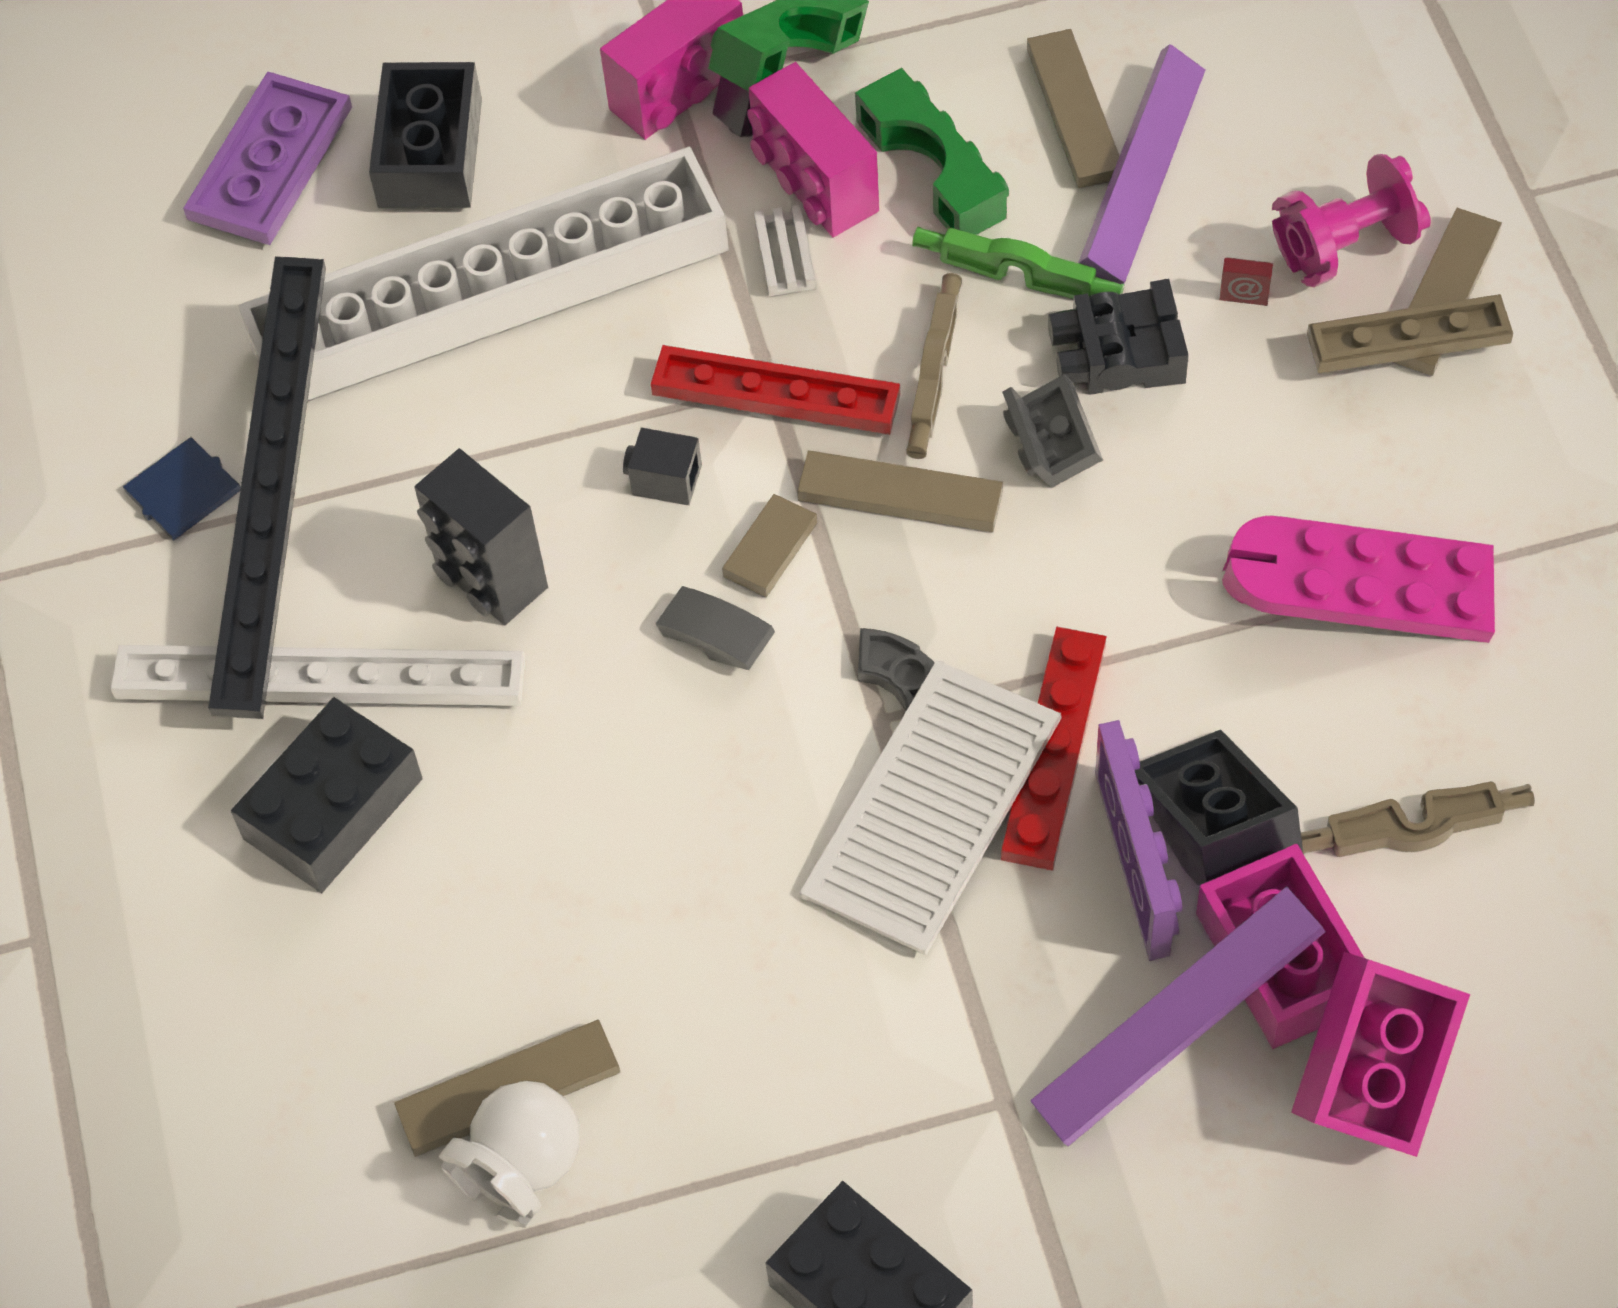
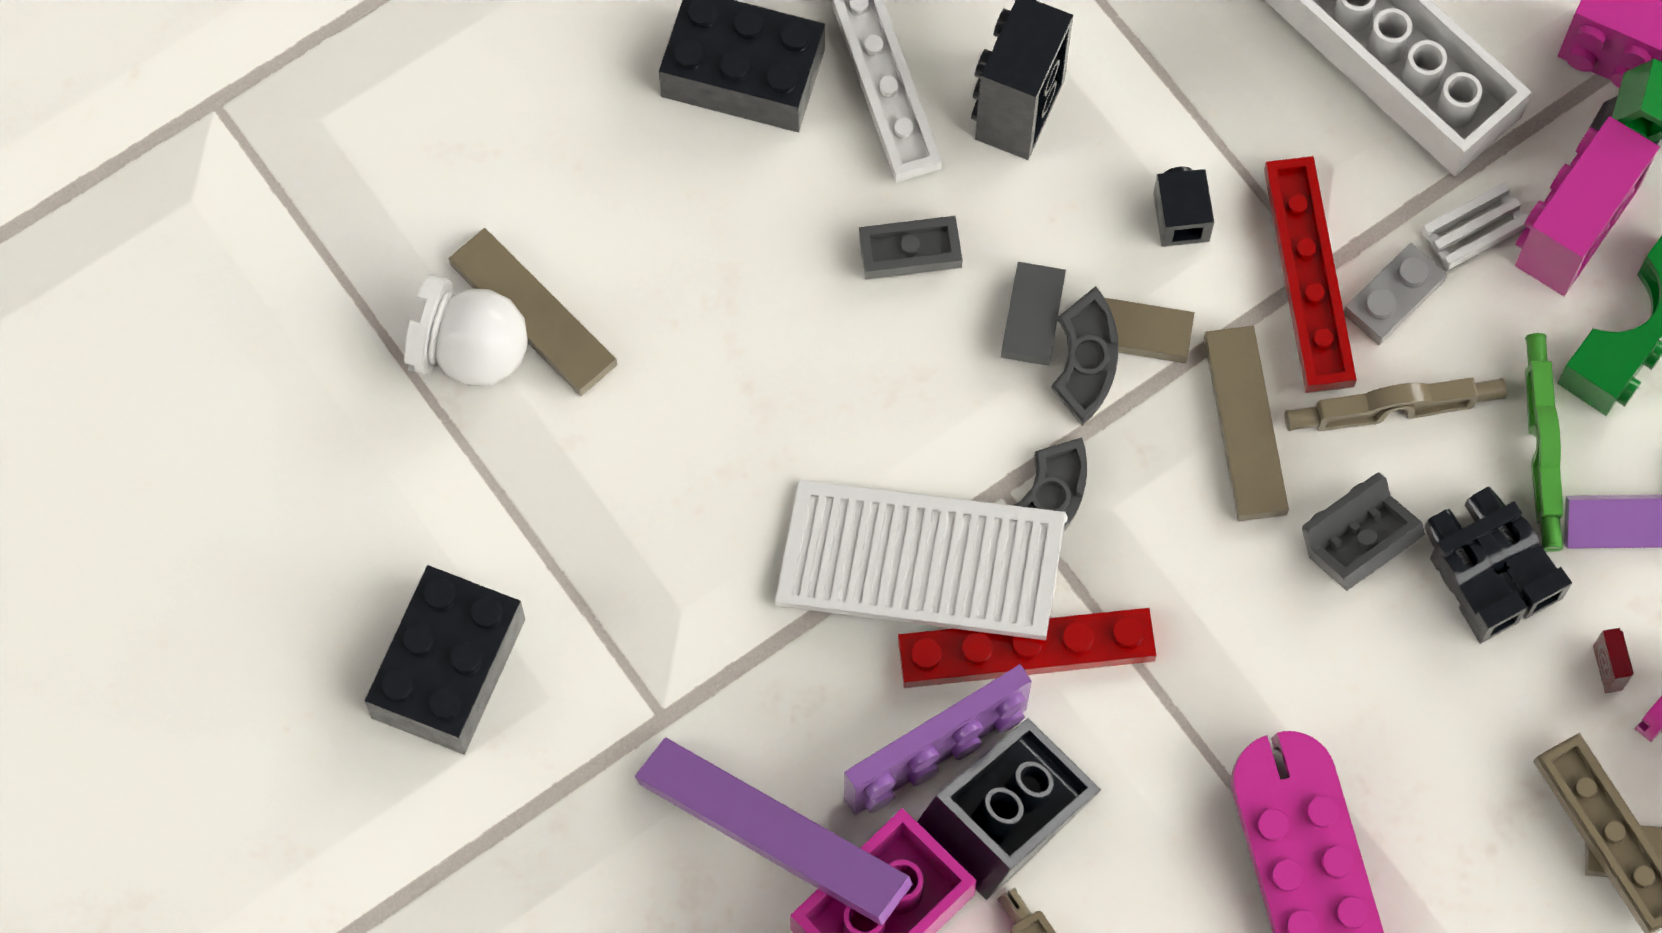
camera: 65 degrees right, 10 degrees up
(598, 711) = (910, 247): none -> dark grey plate
(783, 591) = (1091, 355): none -> dark grey tile
(822, 331) = (1395, 293): none -> light grey plate

